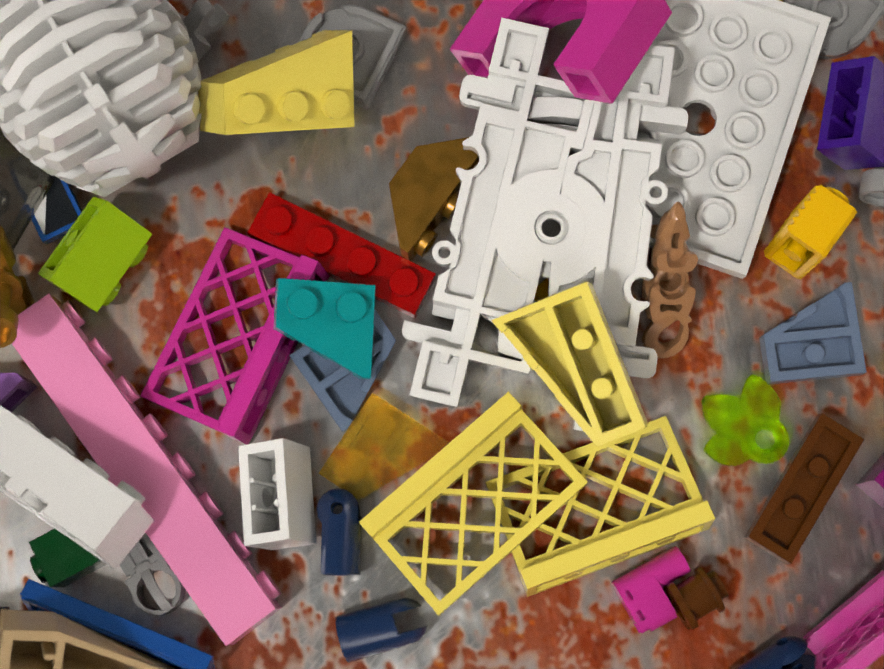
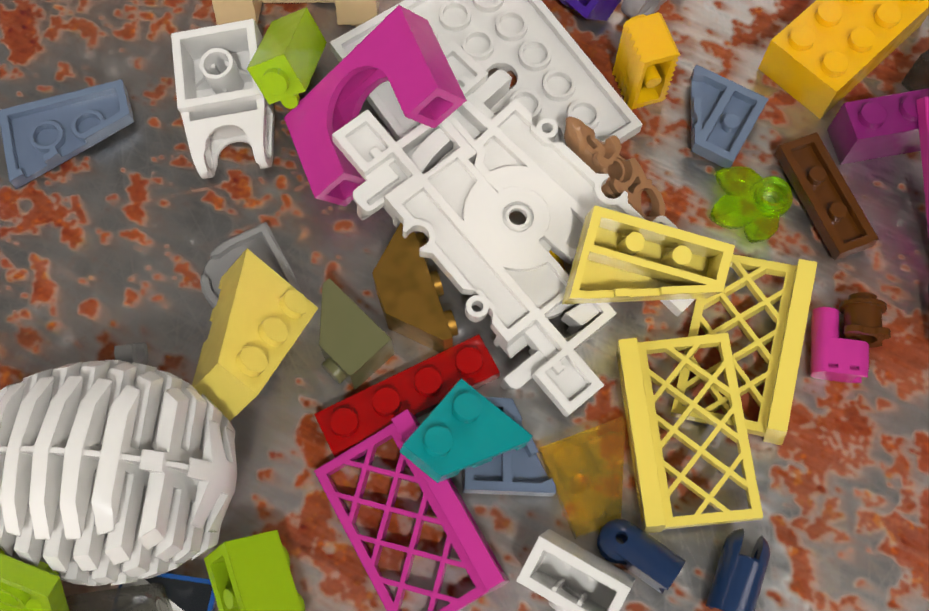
camera: 55 degrees left, 10 degrees down
(351, 170) = (350, 338): none -> olive slope

